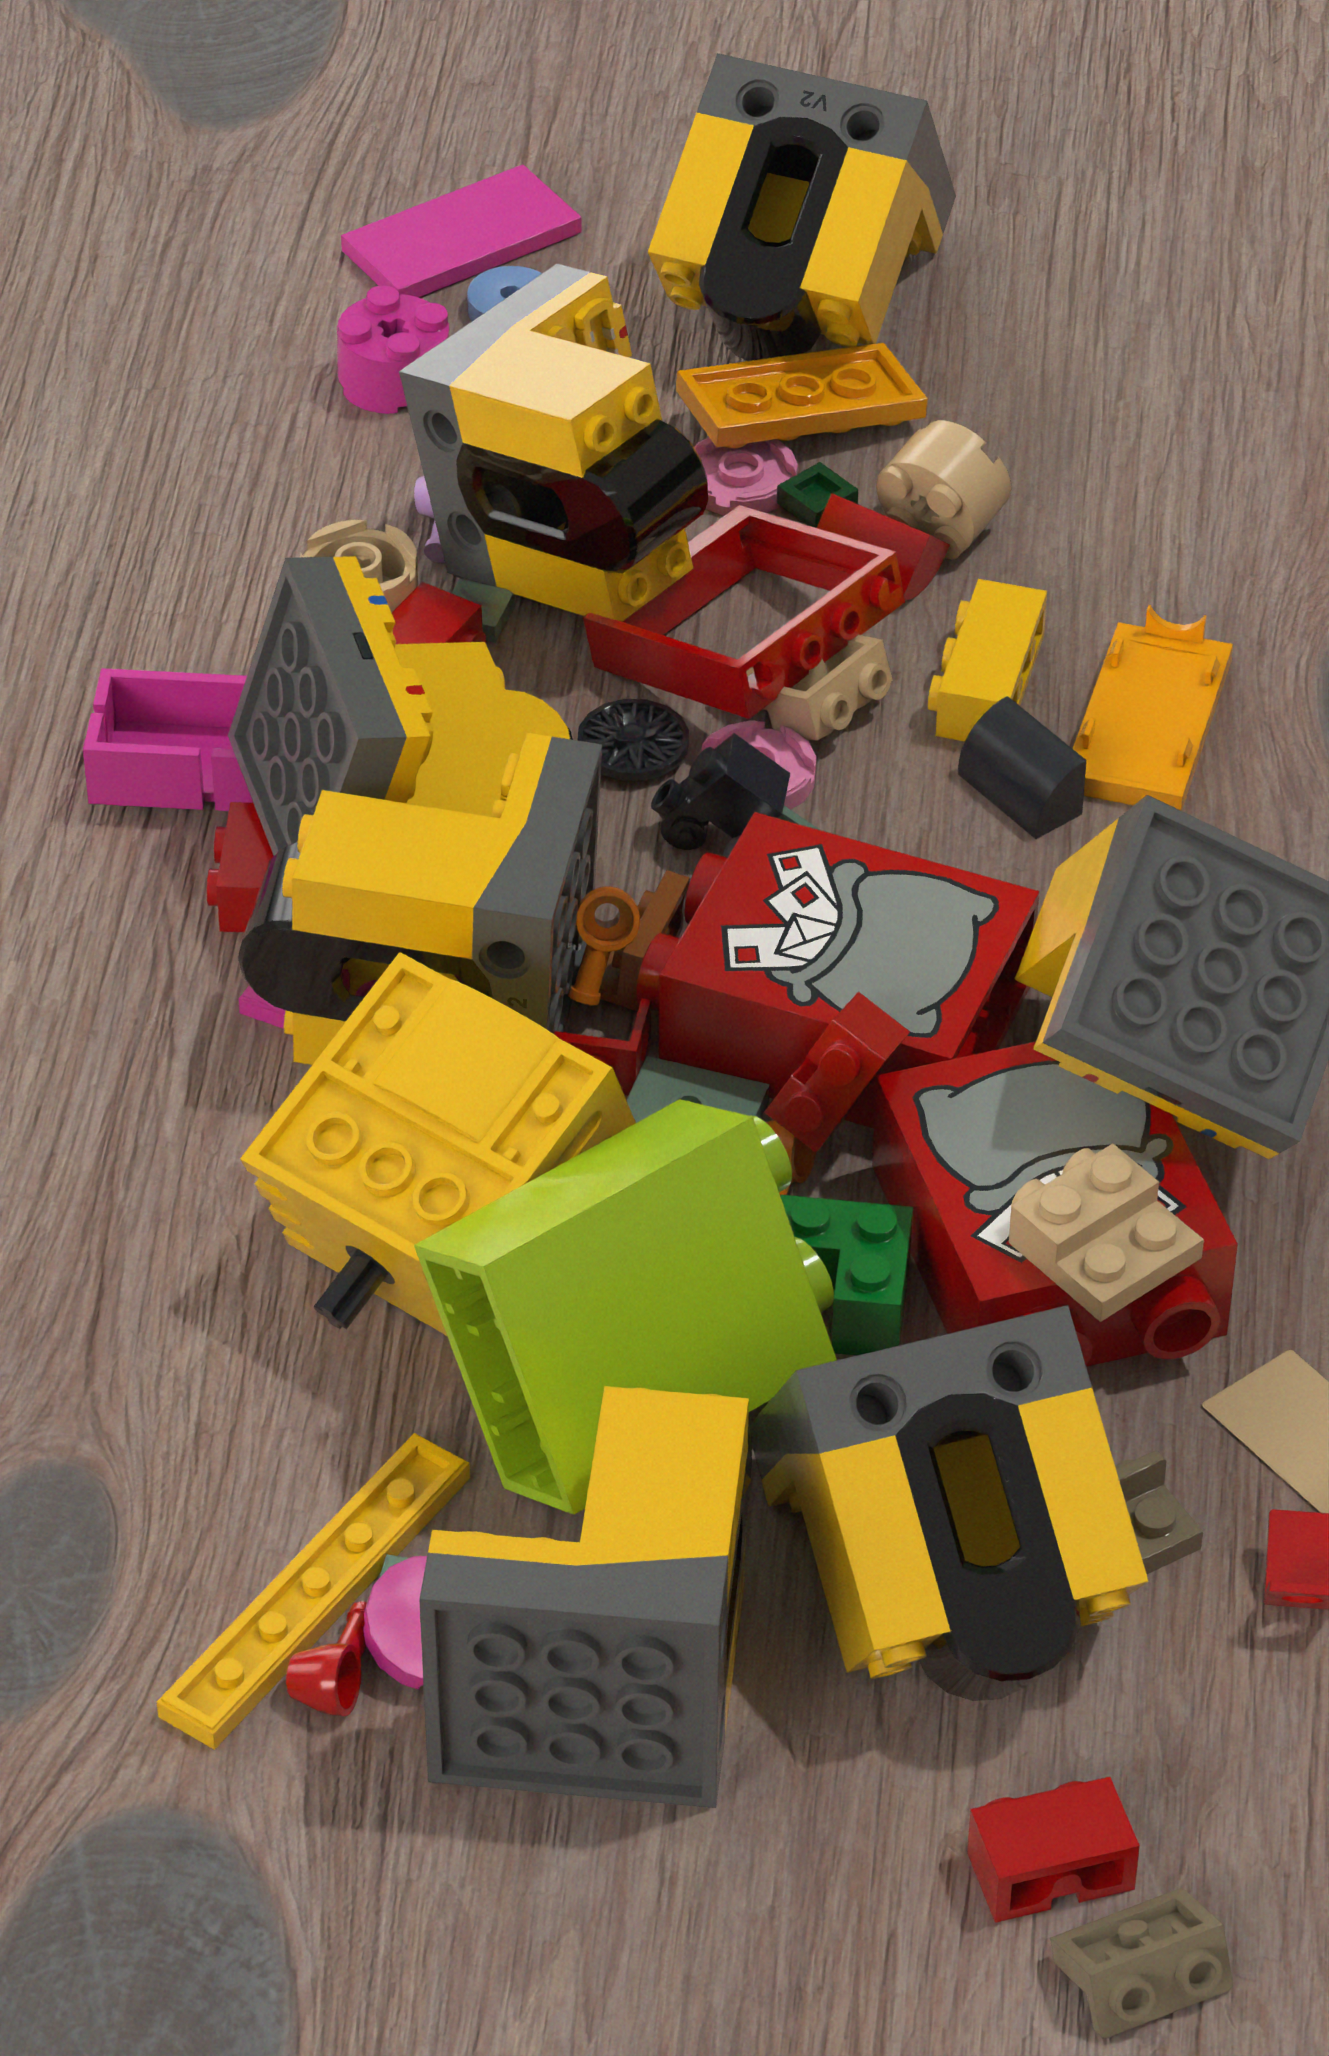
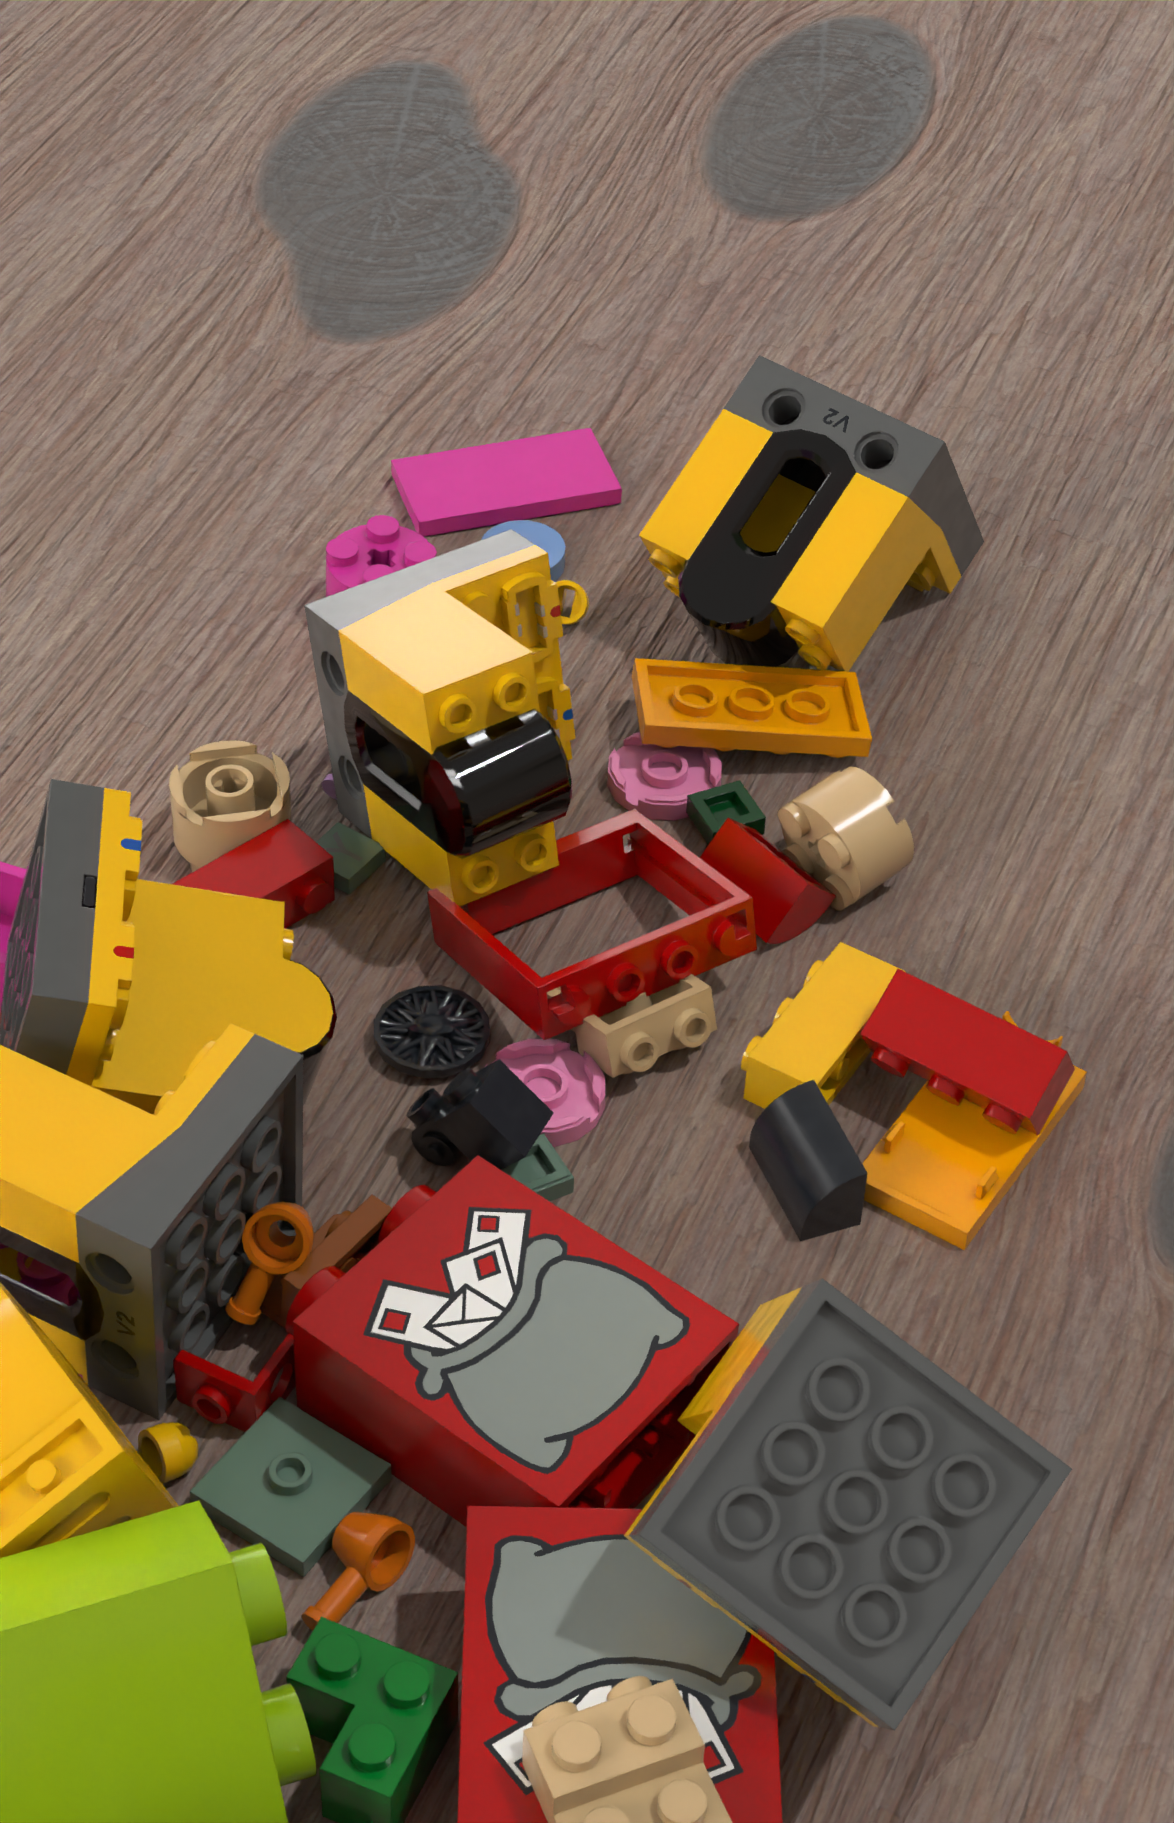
camera: 15 degrees right, 0 degrees up
(837, 1071) = (433, 1486): red brick -> none
(1130, 645) = (966, 1054): none -> red brick

